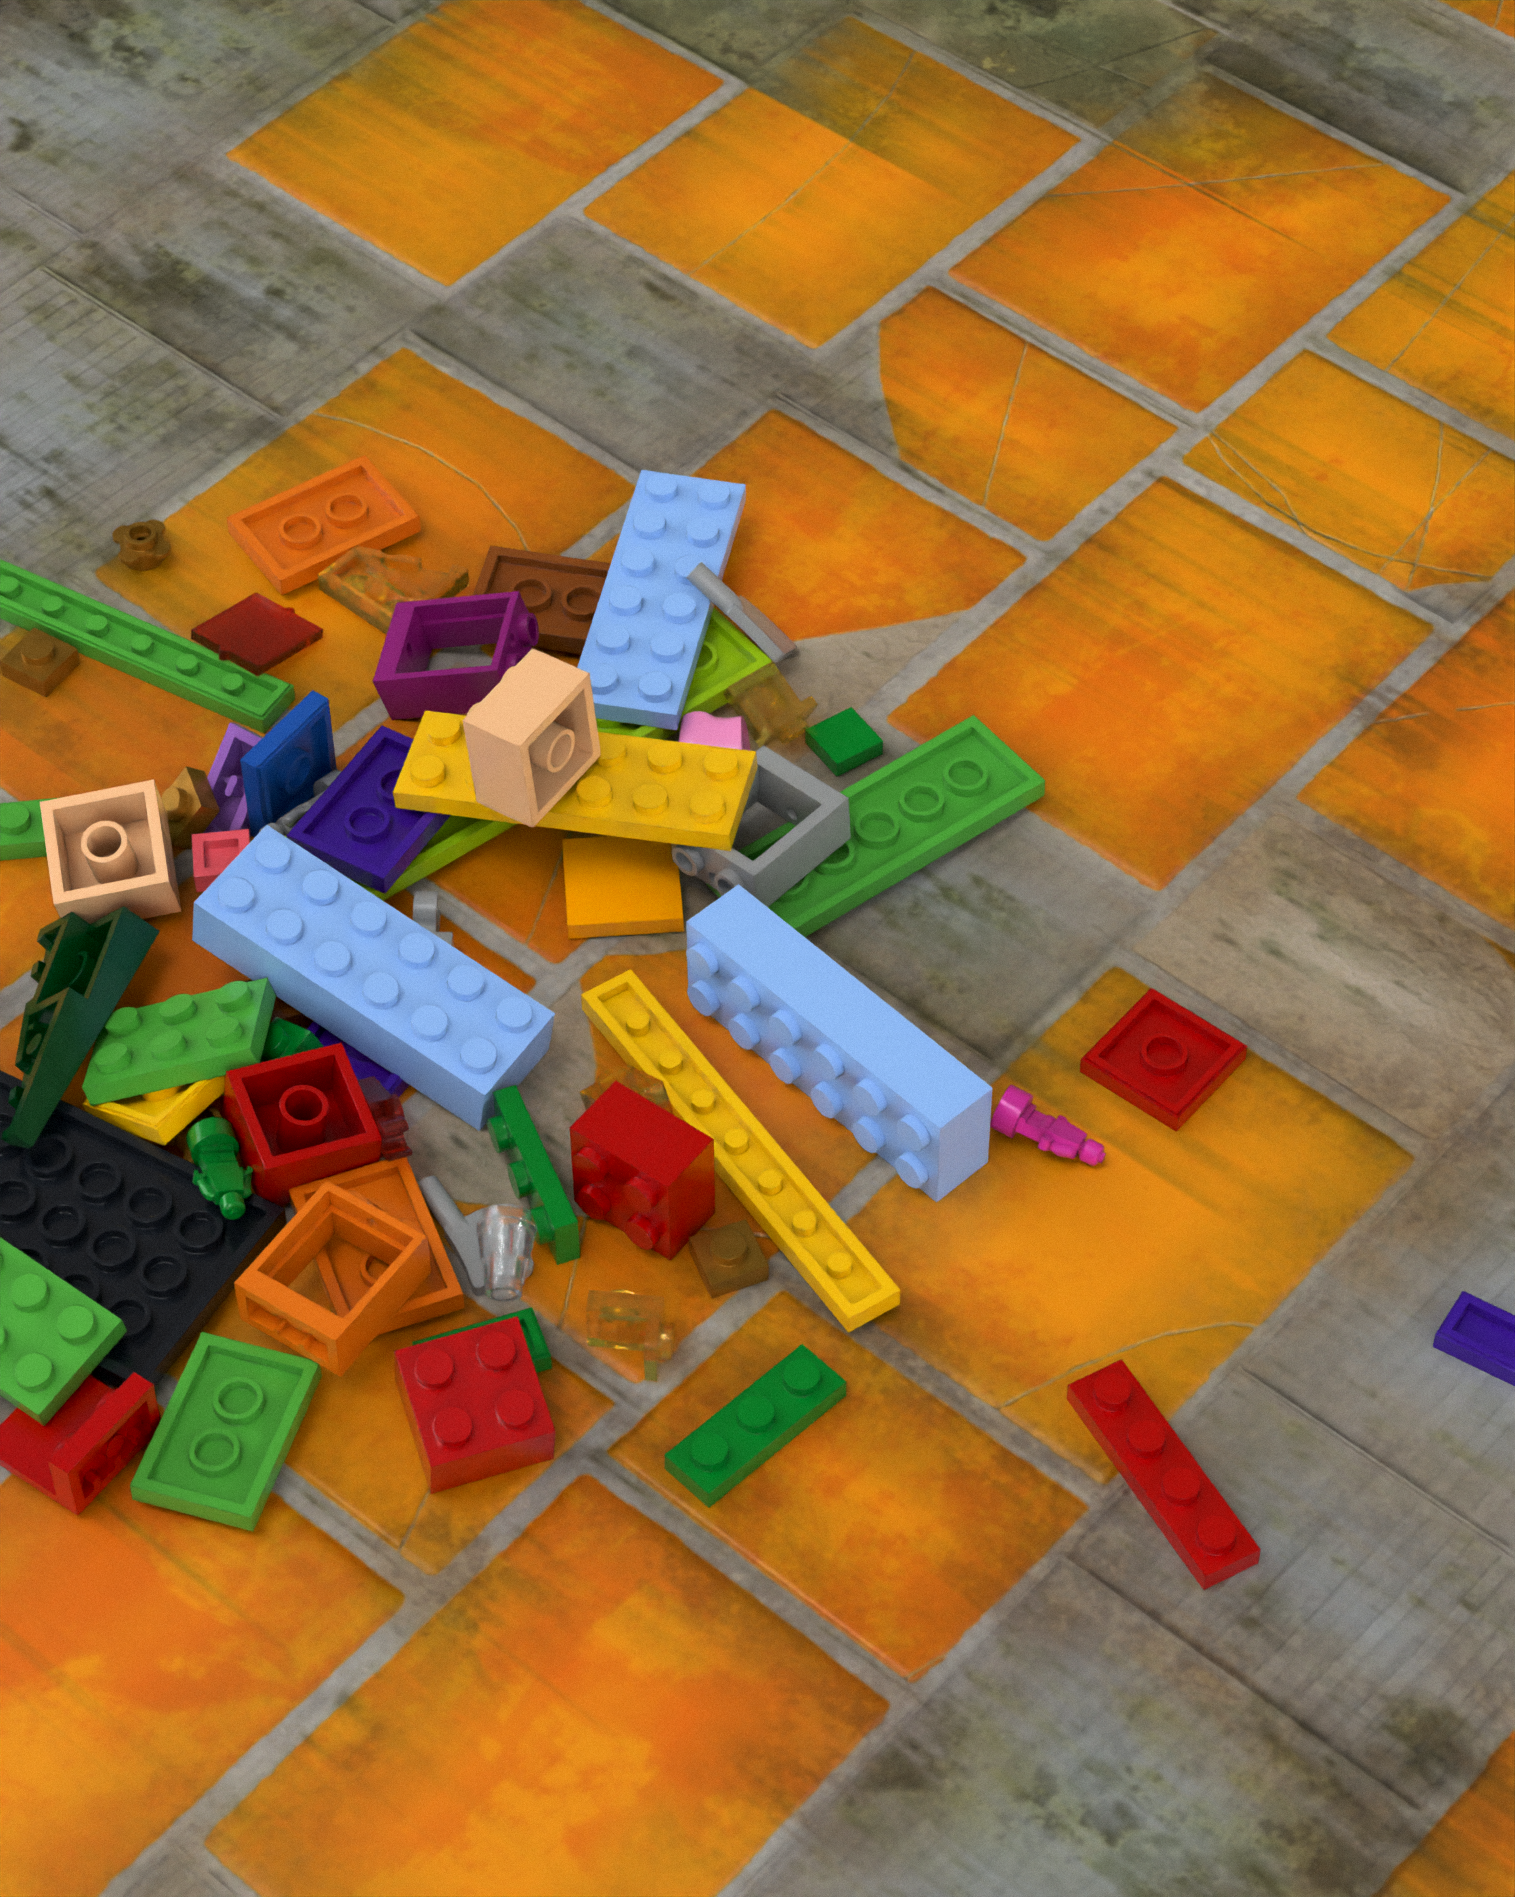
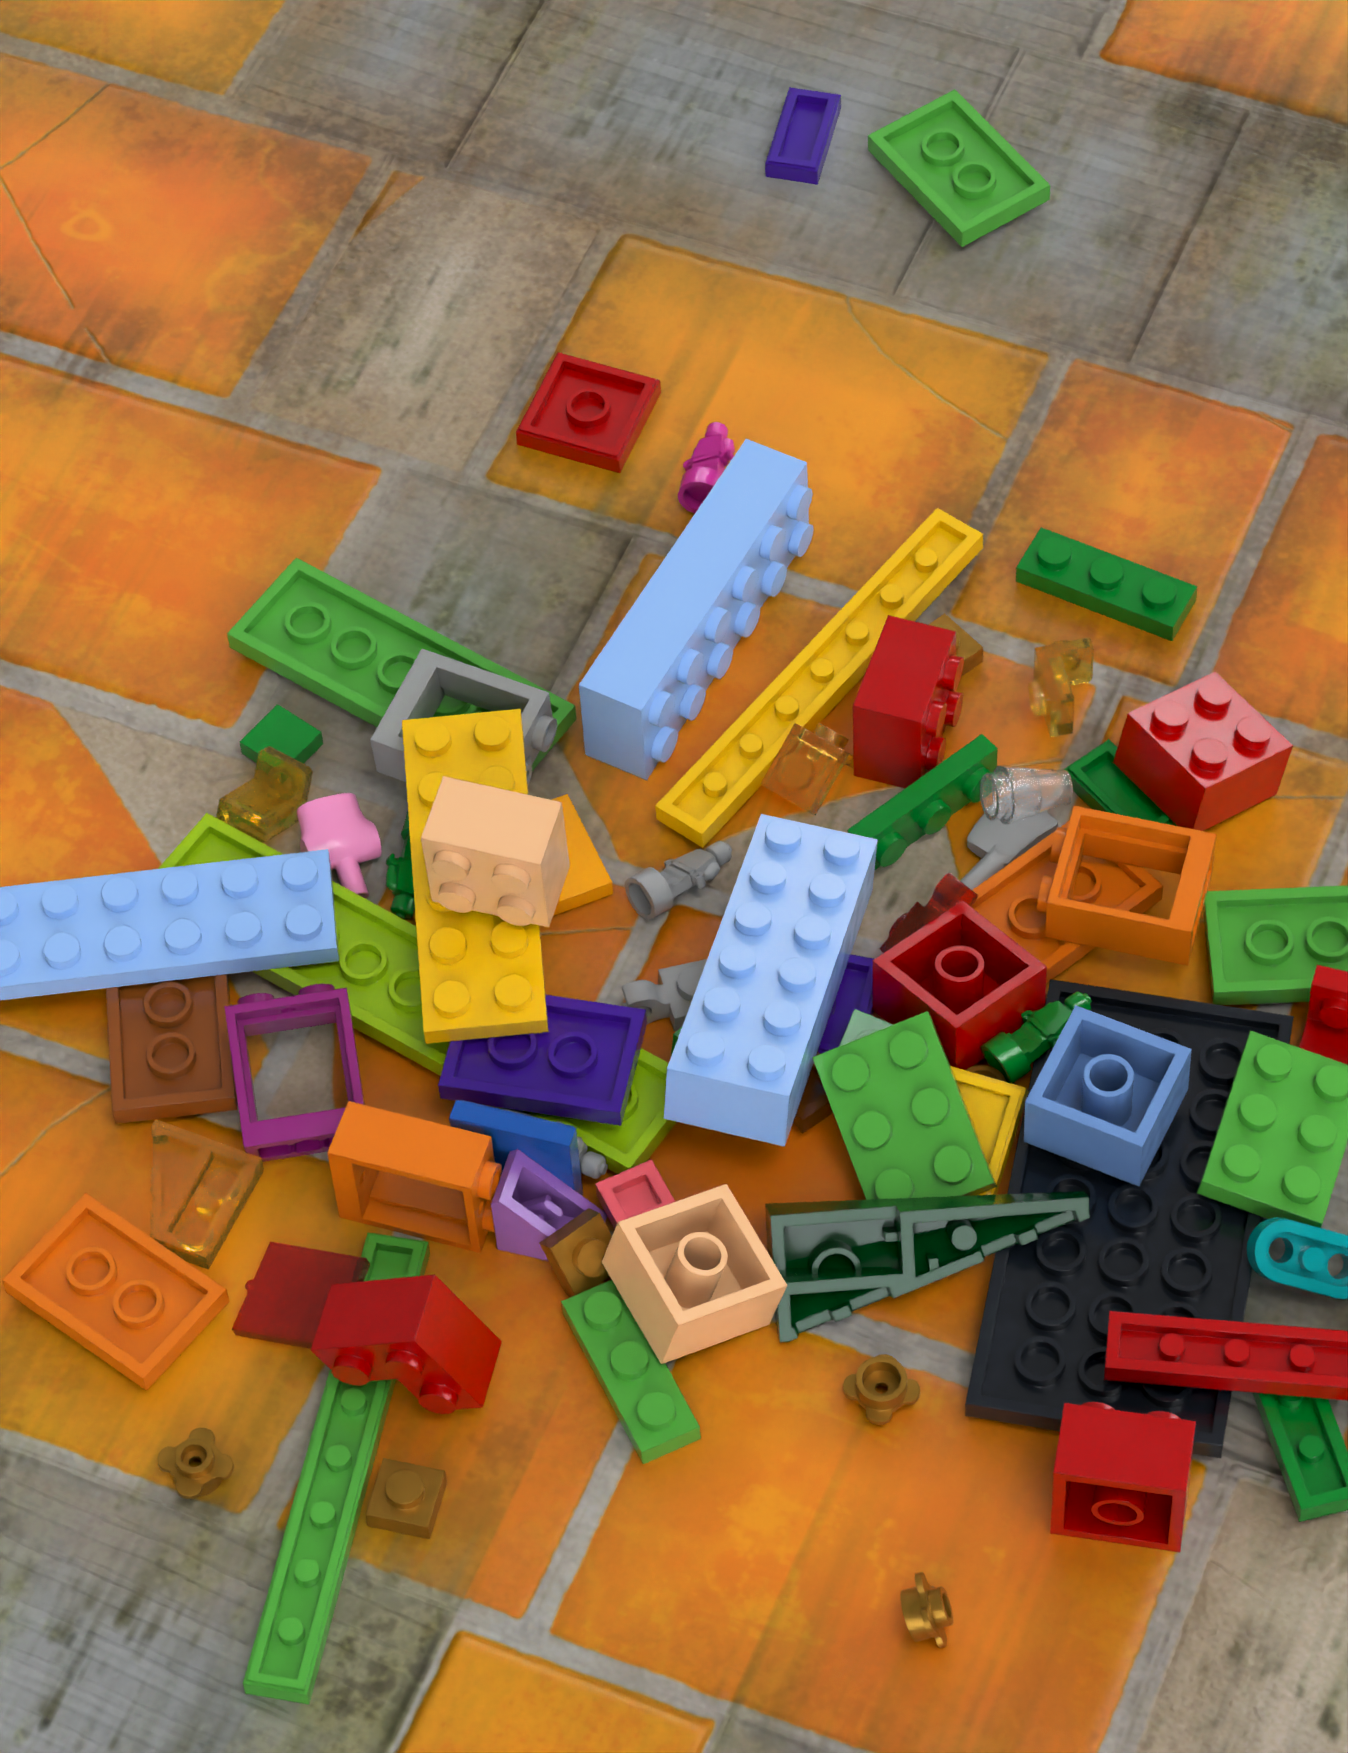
camera: 105 degrees left, 5 degrees up
(102, 1172) = (1107, 1095): none -> medium blue brick
(141, 658) = (411, 1334): none -> red brick
(320, 656) = (414, 1176): none -> orange window
(543, 954) = (654, 891): none -> light grey piece
(743, 613) = (161, 839): light grey piece -> none
(1163, 1474) = (1026, 314): red plate -> none
(1397, 1465) = (958, 168): none -> bright green plate

